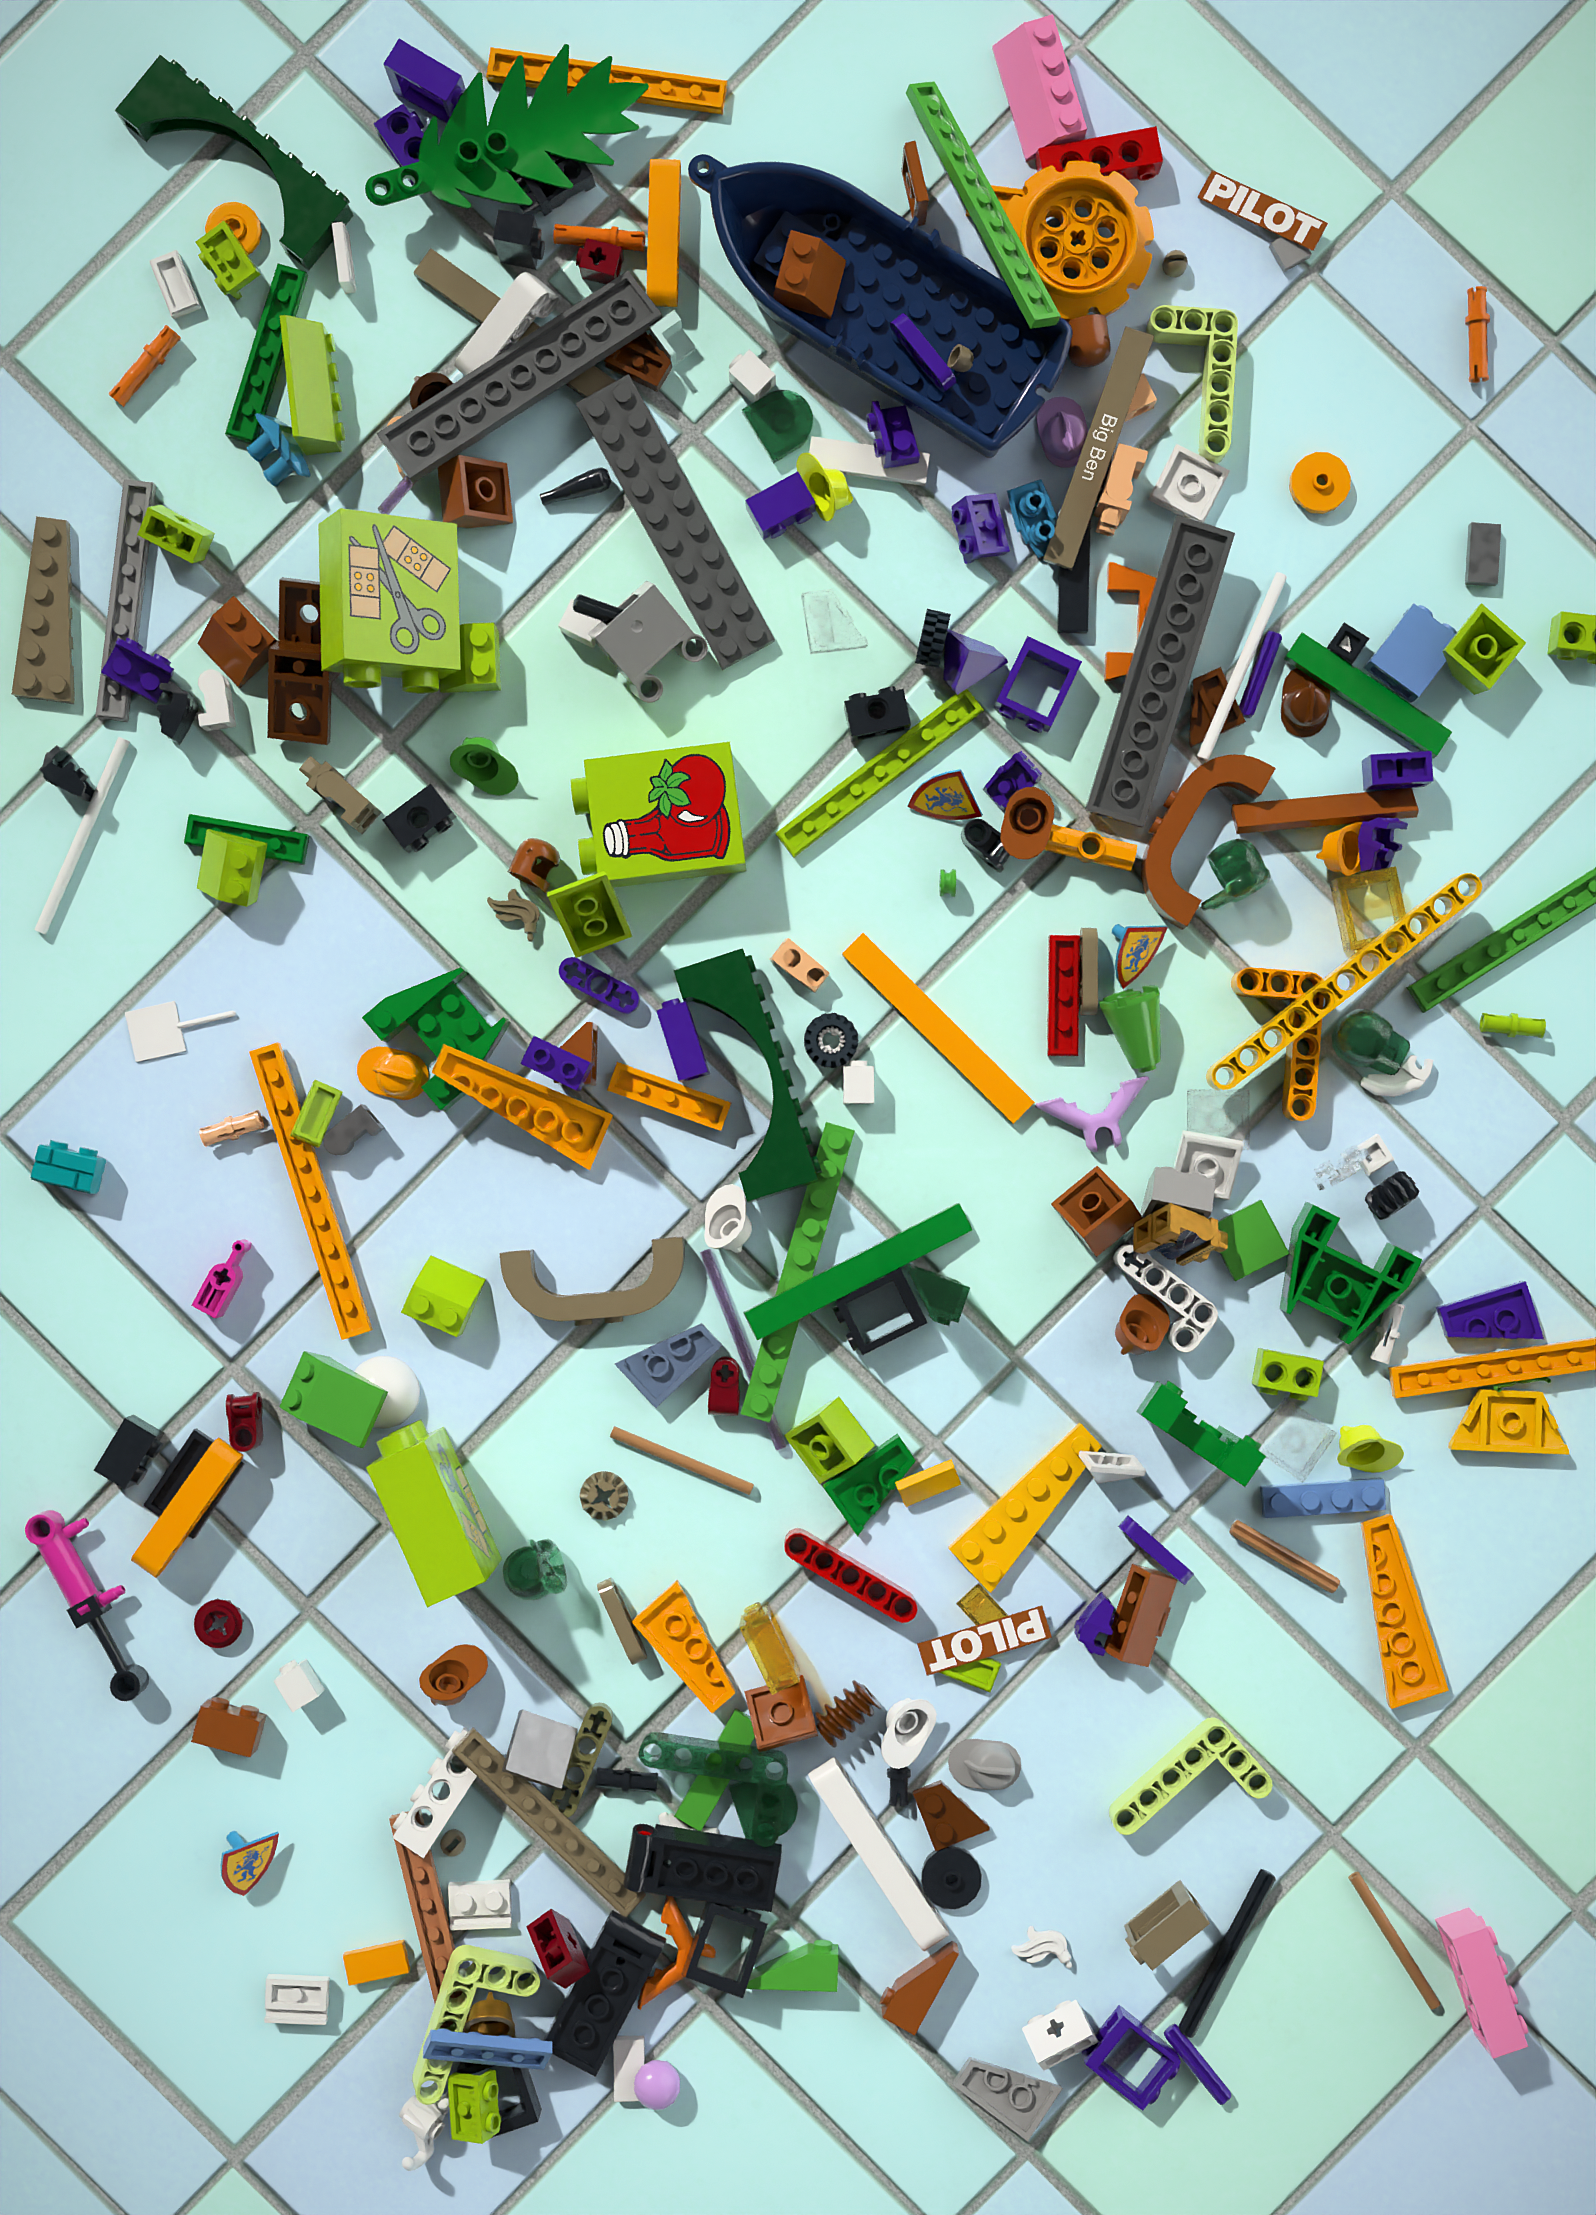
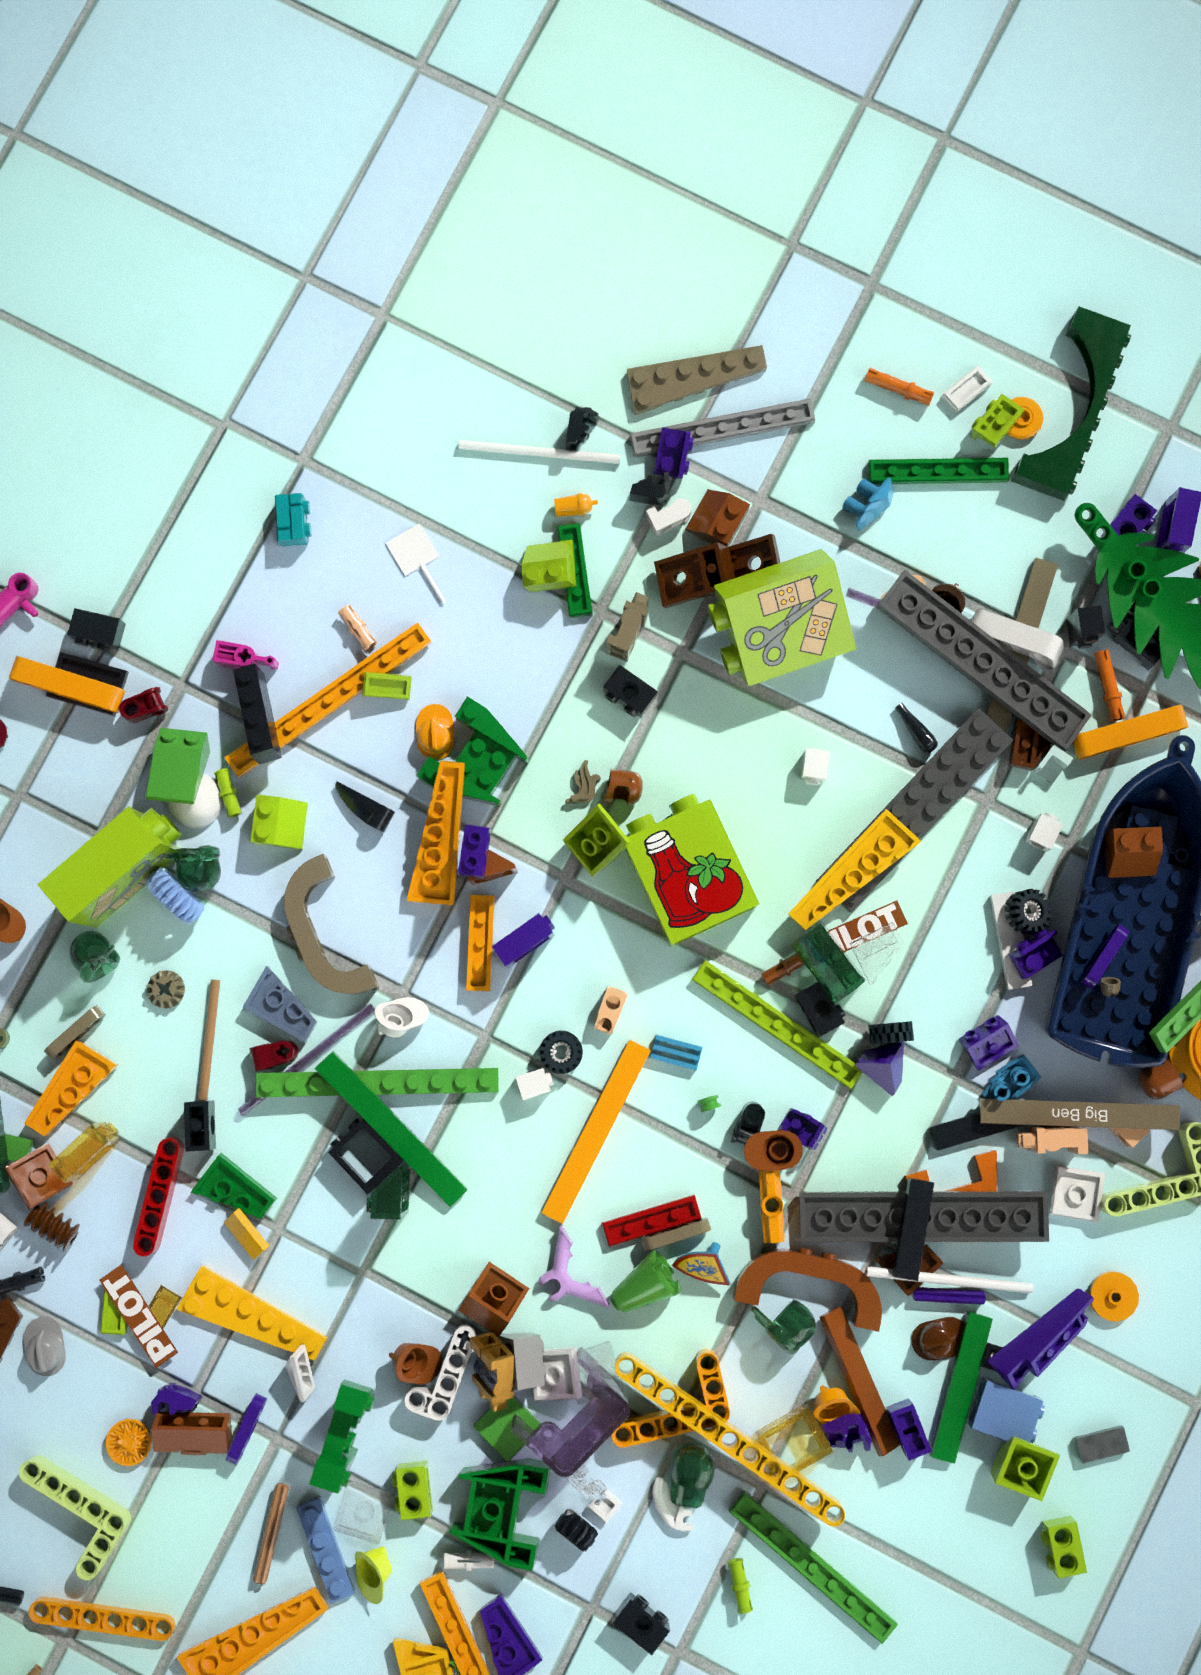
camera: 75 degrees right, 5 degrees down
(164, 813) = (574, 505): none -> light orange piece
(176, 533) = (782, 448): lime brick -> none
(300, 1282) = (257, 714): none -> black brick
(311, 385) = (924, 511): lime slope -> none
(343, 1135) = (376, 710): flat silver leg -> none
(344, 257) = (1028, 504): white tile -> none
(387, 1348) = (228, 792): none -> lime pin
(459, 1186) = (365, 808): none -> black piece
(468, 1411) = (197, 867): none -> clear green piece
(475, 492) = (886, 654): dark orange slope -> none
(477, 659) = (761, 697): lime slope -> none
(483, 766) = (684, 725): bright green piece -> none
(493, 1449) = (174, 896): none -> light blue gear
(605, 270) = (1085, 698): dark red brick -> none
(622, 989) = (545, 845): dark purple beam -> none
(640, 635) = (819, 811): light grey piece -> none
(714, 594) = (869, 856): none -> yellow wing
(728, 987) = (461, 1044): dark green arch -> none
(780, 422) = (1017, 864): clear green tile -> none
(781, 506) = (953, 885): dark purple brick -> none
(782, 1500) = (199, 1125): none -> black brick
(801, 666) = (868, 923): none -> sticker
(815, 740) = (782, 969): none -> dark orange axle
(825, 485) = (979, 913): neon yellow piece -> none
(826, 685) = (828, 962): none -> clear green slope
(829, 1440) = (256, 1148): lime slope -> none
(843, 414) = (1039, 911): none -> black bush
(889, 881) = (696, 1057): none -> dark azure tile
(908, 1728) = (51, 1278): white piece -> none
(945, 797) = (773, 1081): shield -> none
(1051, 658) = (906, 1131): dark purple window -> none
(1062, 431) = (1085, 1082): lavender piece -> none
(1127, 1694) = (128, 1442): none -> light orange wheel
(1170, 687) = (913, 1229): none -> black tile
(1283, 1145) = (573, 1445): none -> clear purple windscreen
(1326, 1786) = (102, 1613): none -> light orange beam
(1345, 581) = (1043, 1340): none -> dark purple wedge
(1536, 1150) = (648, 1636): none -> black brick

